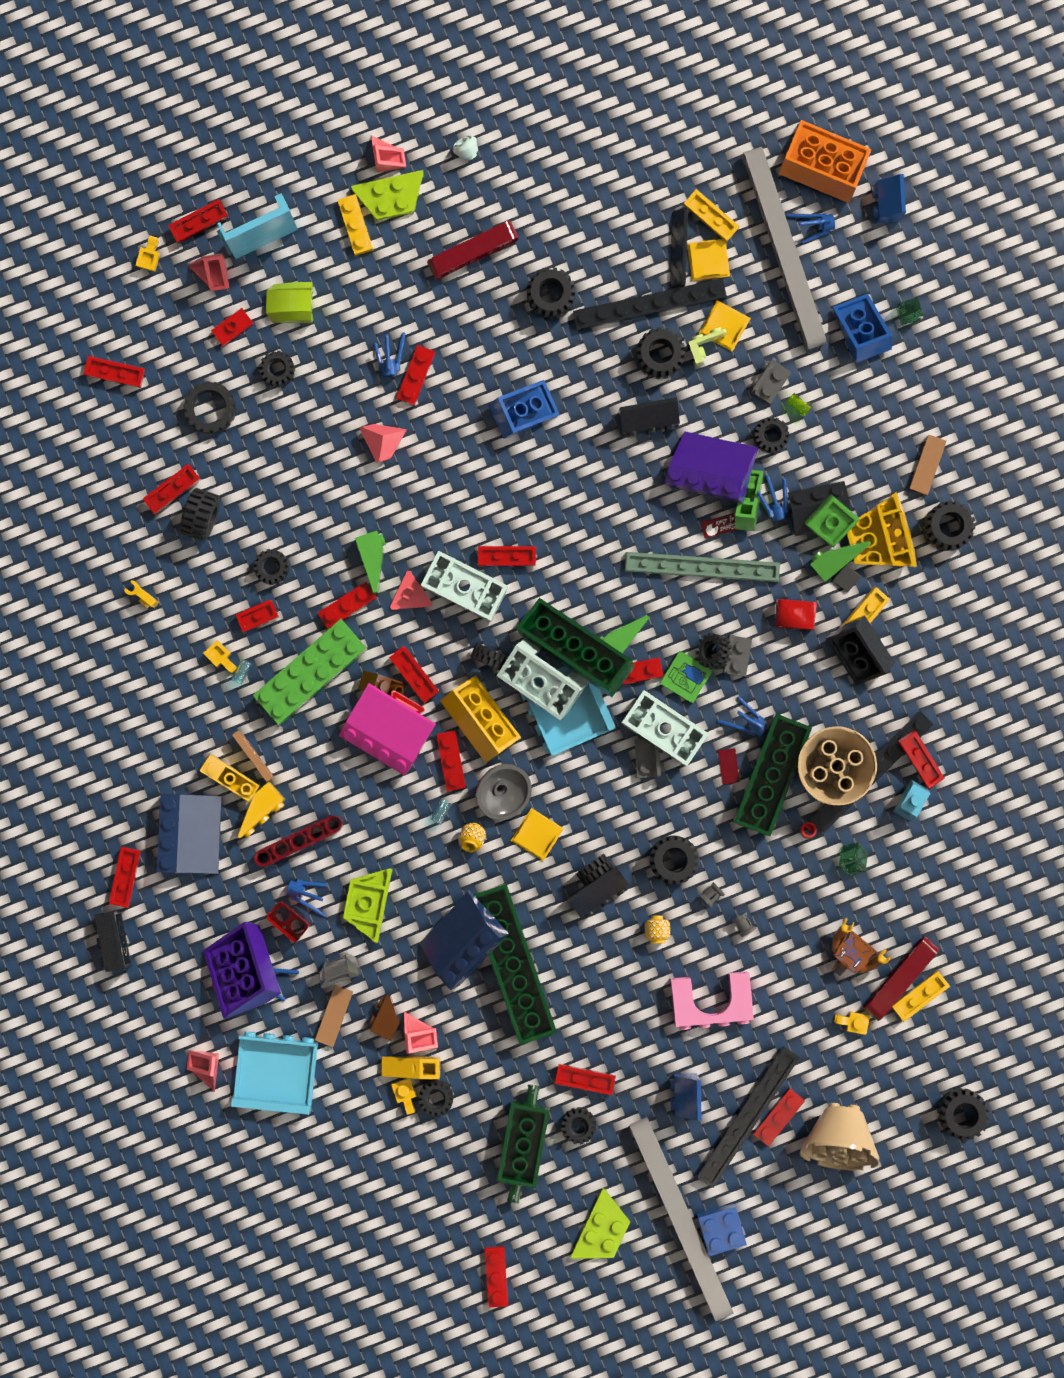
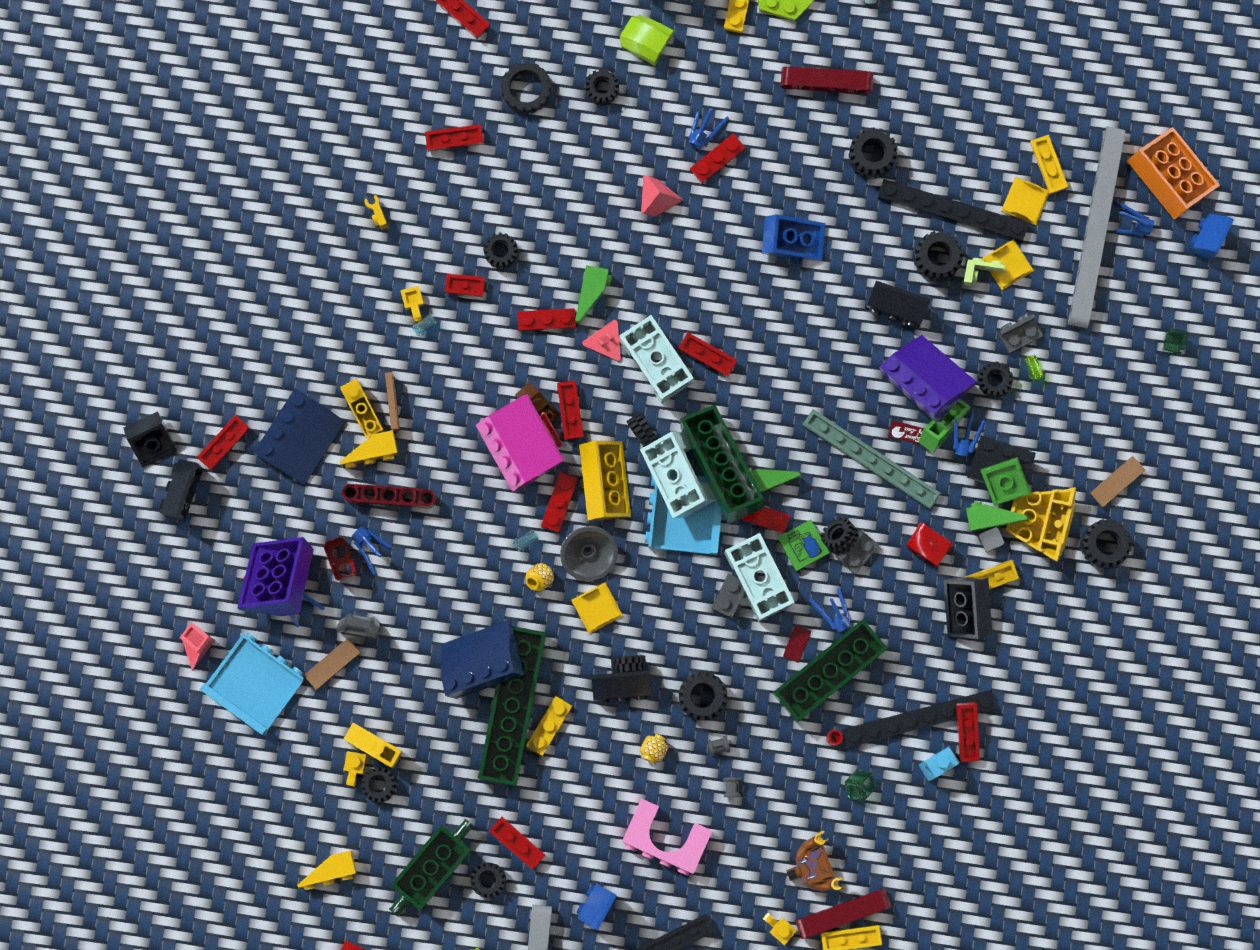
camera: 30 degrees right, 5 degrees down
(58, 911) = (149, 439): none -> black slope
(199, 514) = (465, 171): black tyre -> none
(232, 327) = (584, 31): red plate -> none
(310, 672) = (482, 358): bright green brick -> none
(367, 902) = (417, 582): lime wing -> none
(387, 1019) = (375, 692): reddish brown slope -> none
(418, 1035) = (395, 721): coral slope -> none
(440, 1190) = (336, 866): none -> yellow slope
(554, 961) = (549, 726): none -> yellow plate
(679, 248) = (1005, 176): black slope -> none
(854, 767) = (905, 682): tan cone -> none
(863, 328) = (1126, 332): blue slope -> none

